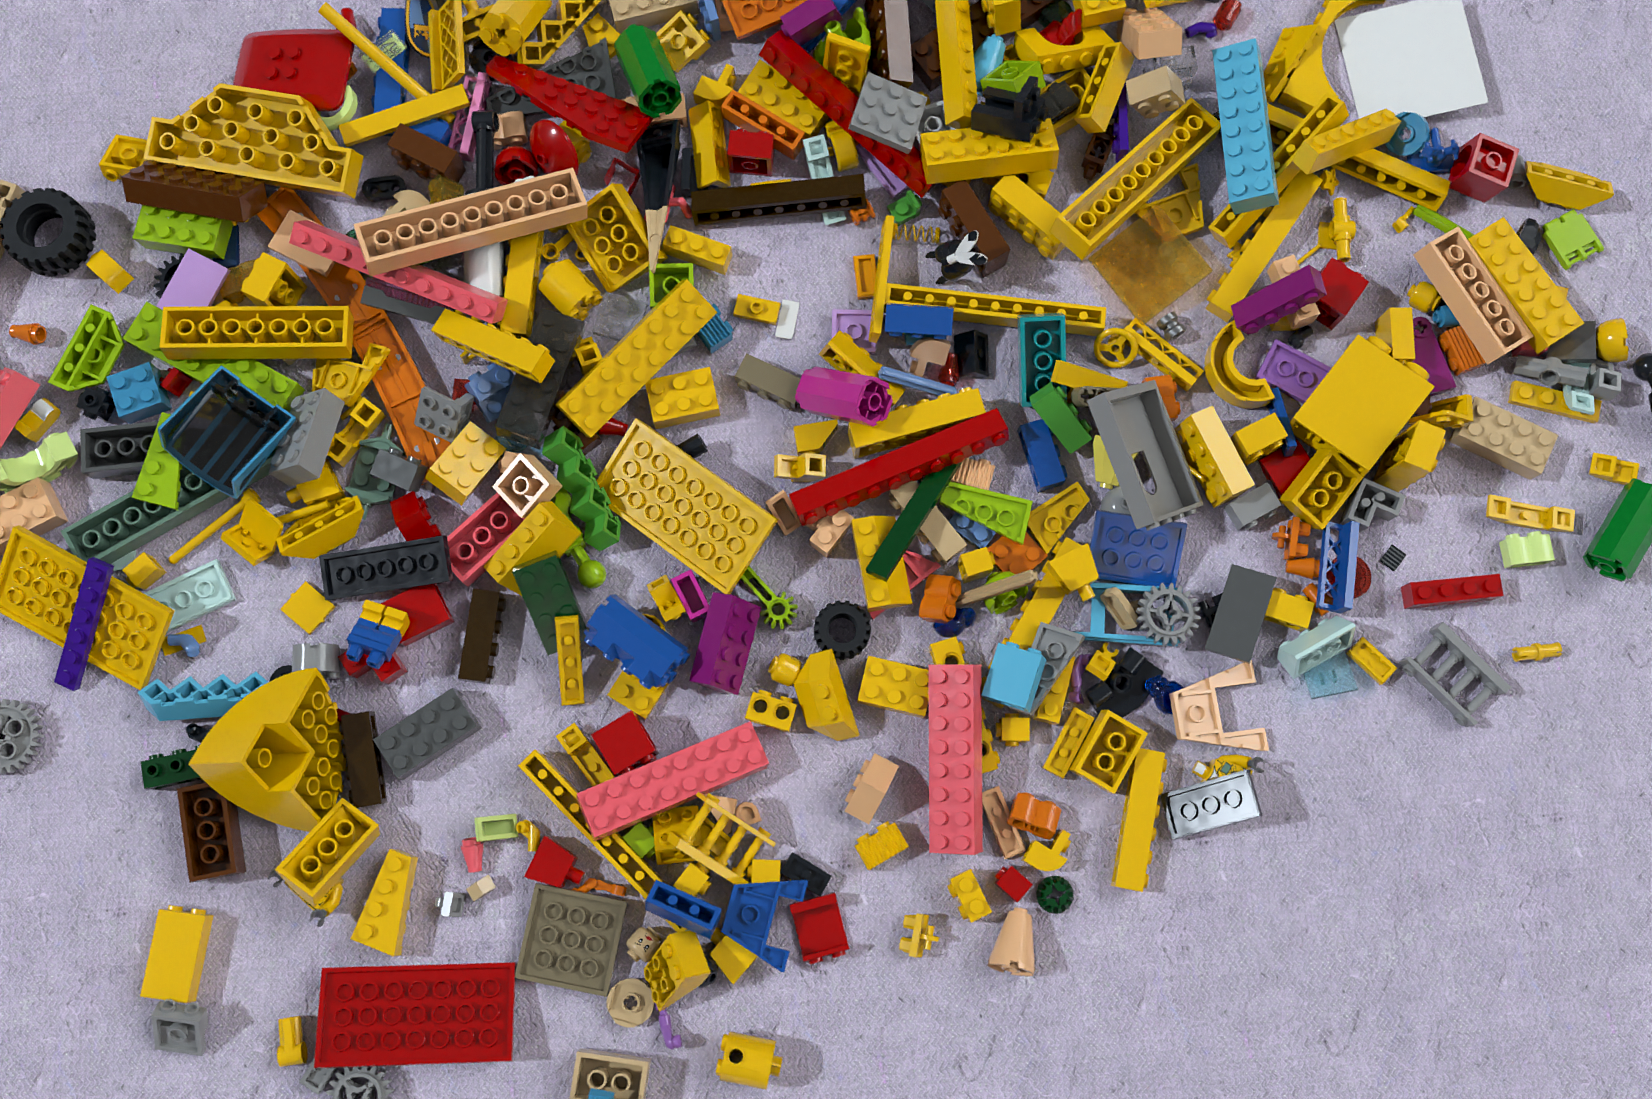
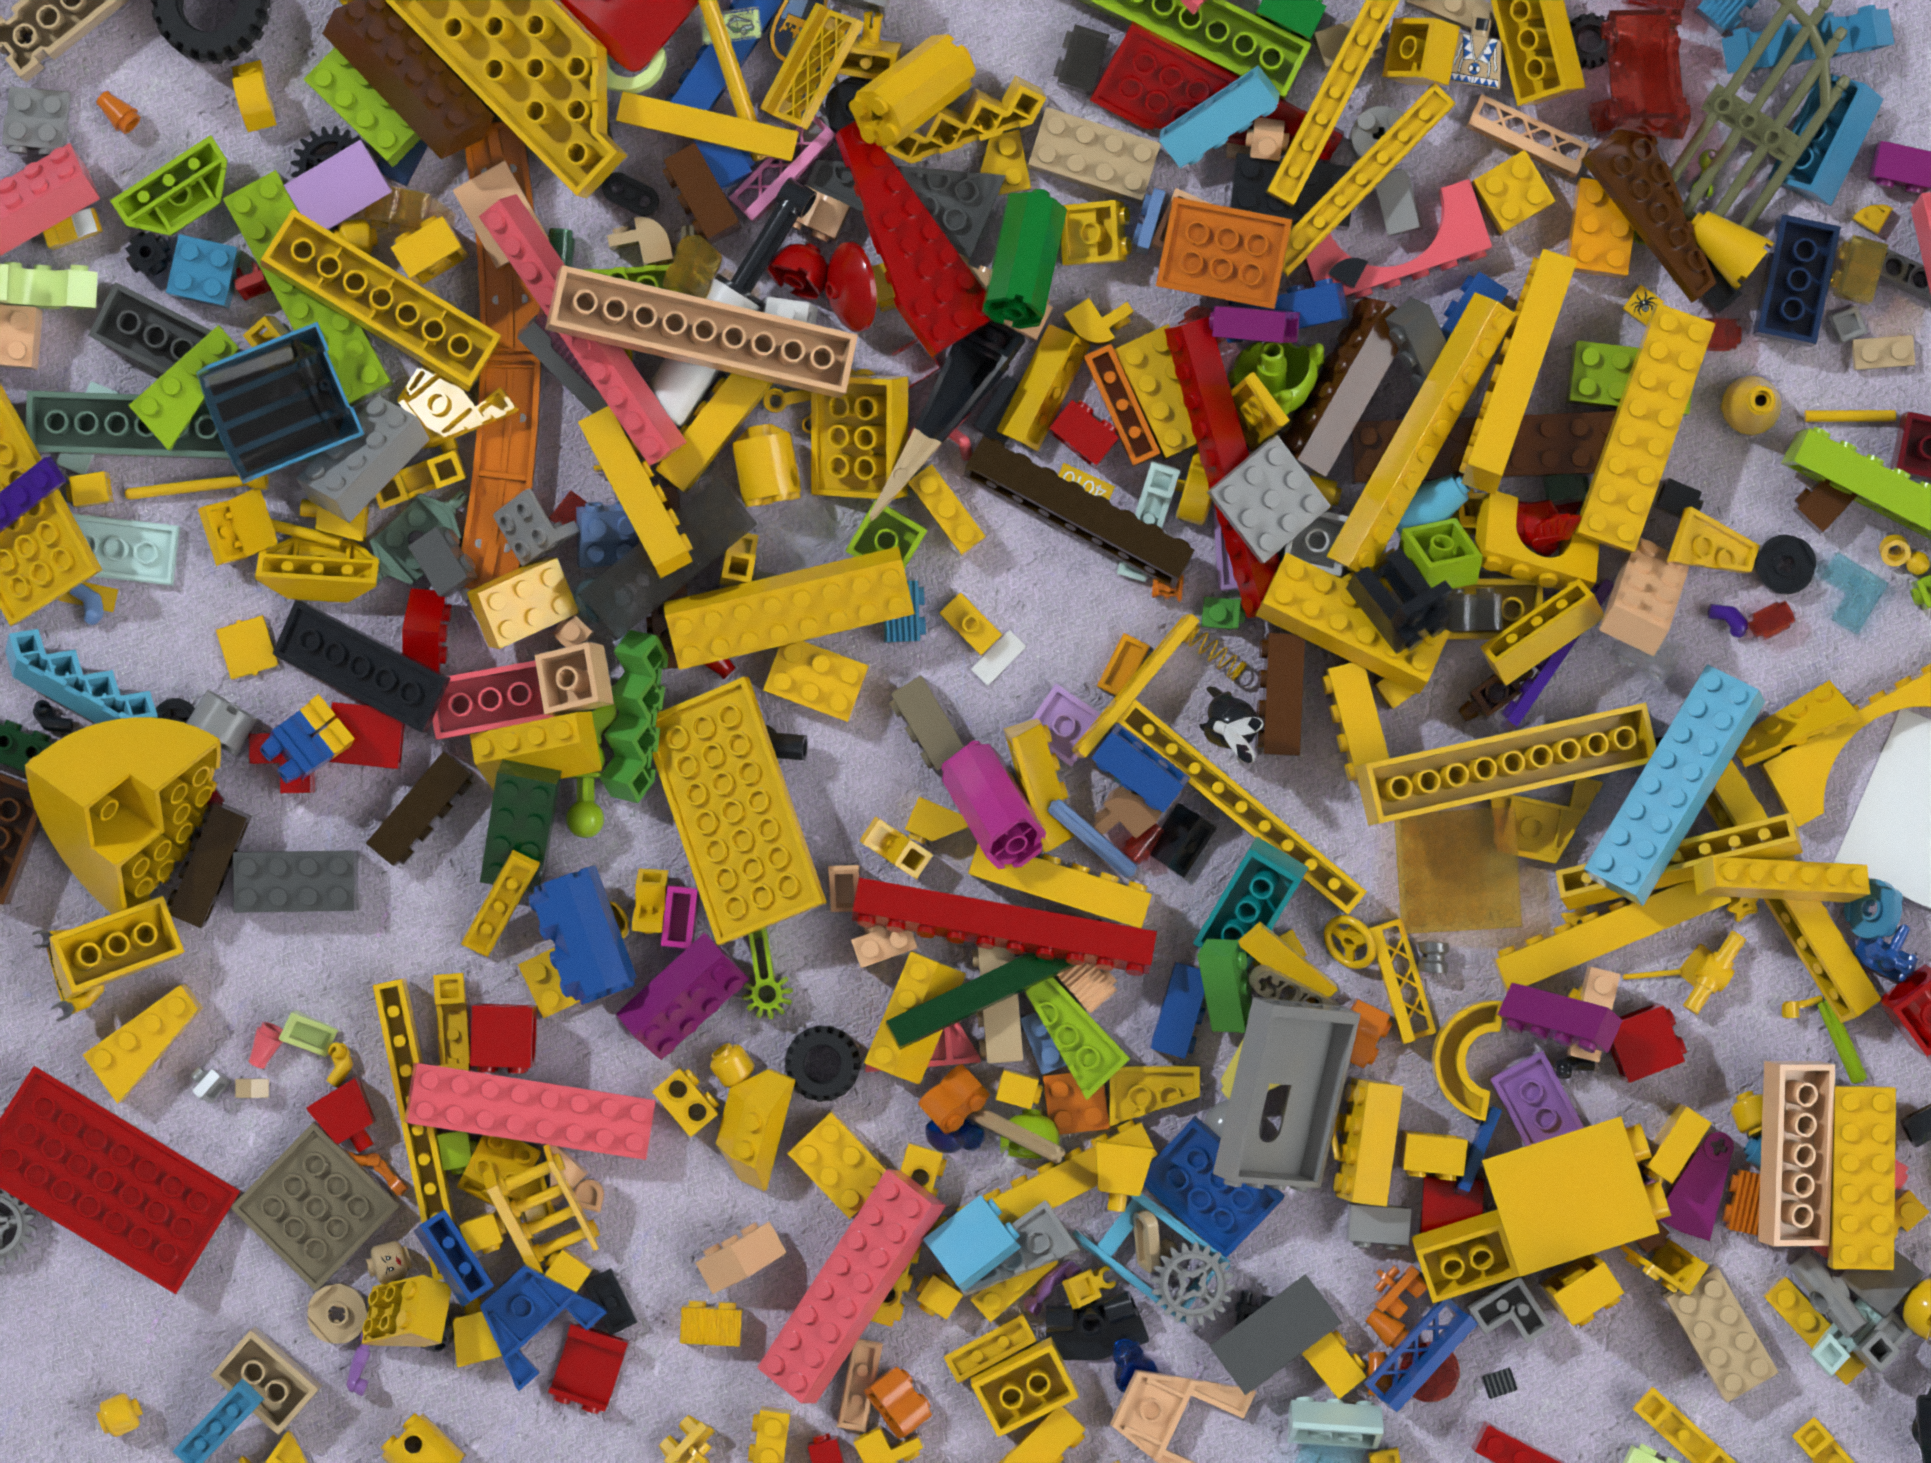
camera: 35 degrees right, 10 degrees up
(1155, 92) = (1601, 675): tan brick -> none

